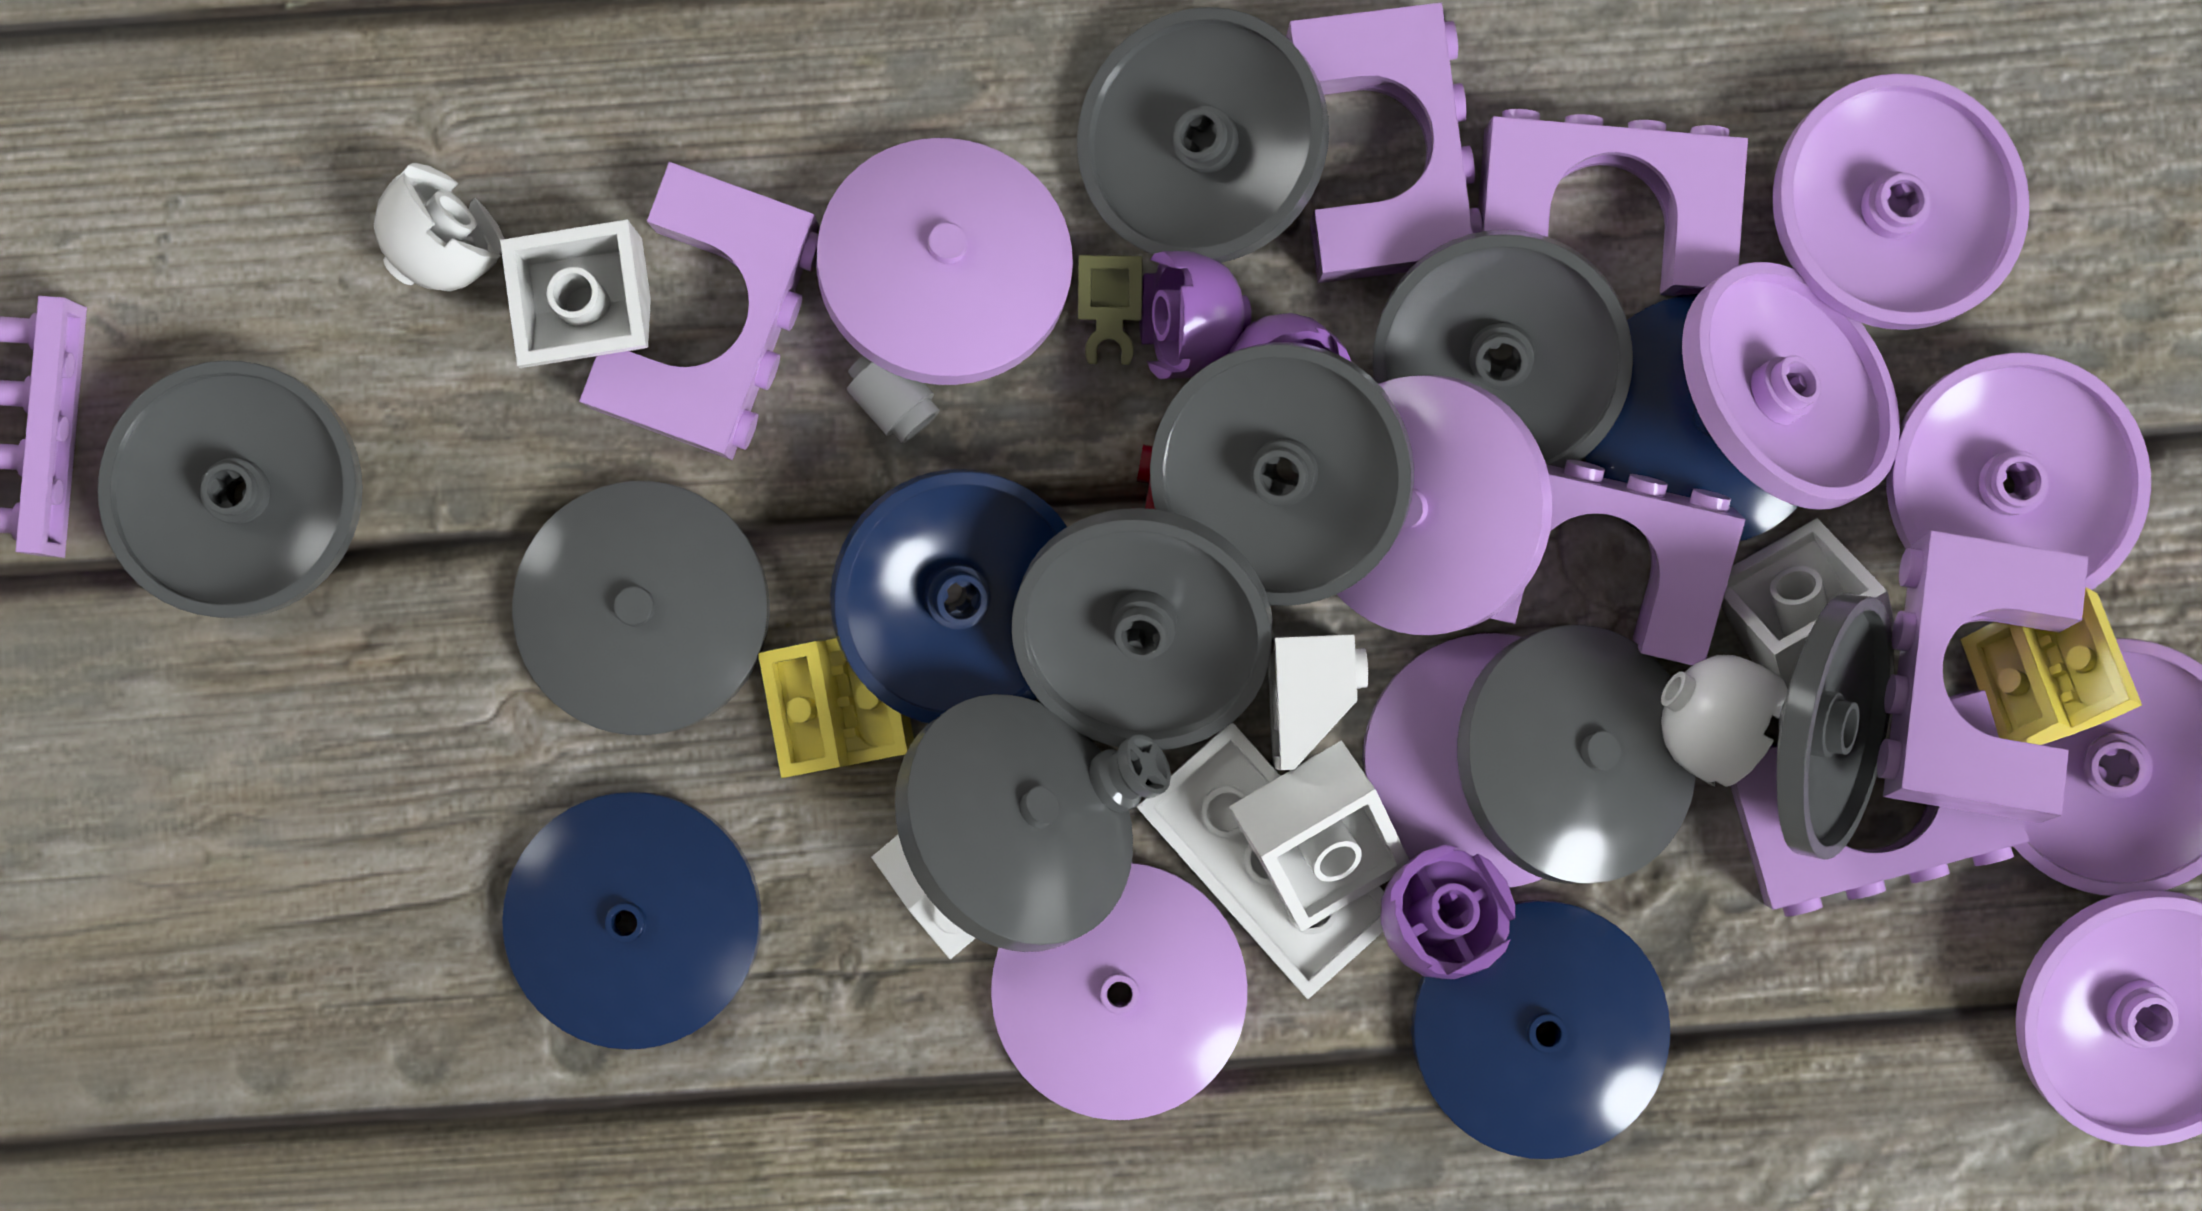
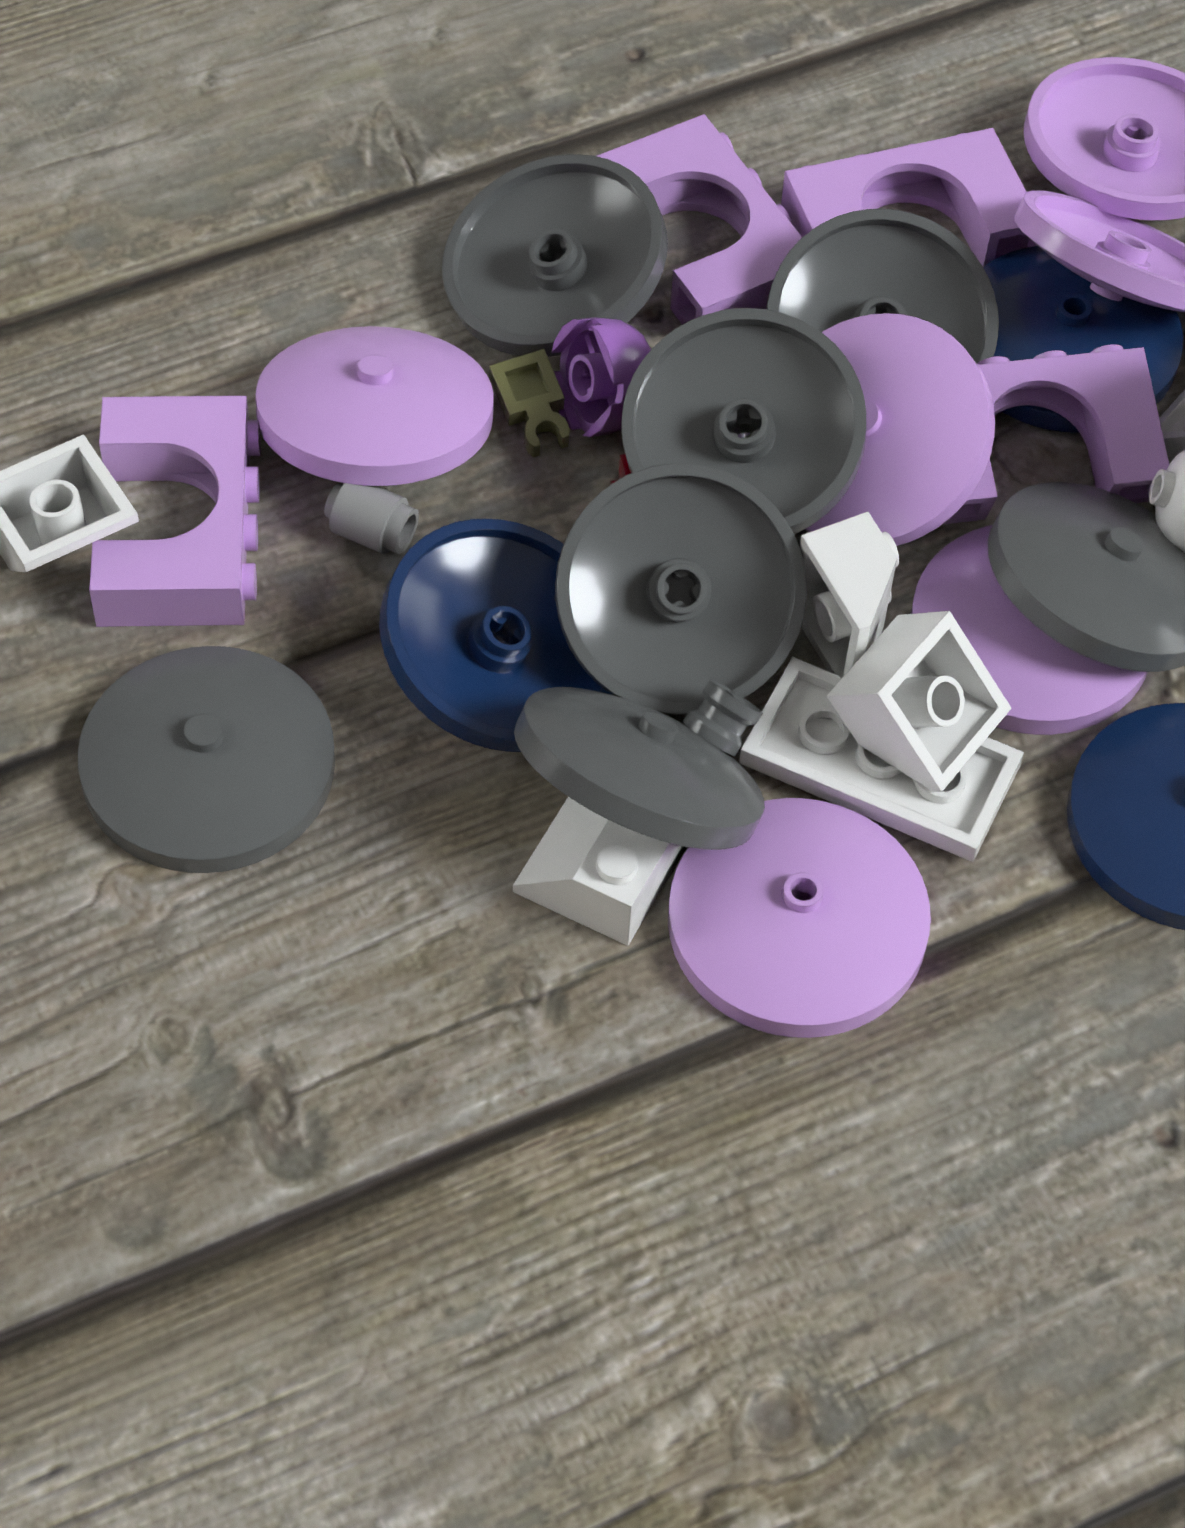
camera: 20 degrees left, 30 degrees down
(691, 908) = (302, 1018): dark blue dish -> none
(825, 713) = (422, 776): light yellow slope -> none
(1447, 913) = (1062, 720): medium lavender cylinder -> none

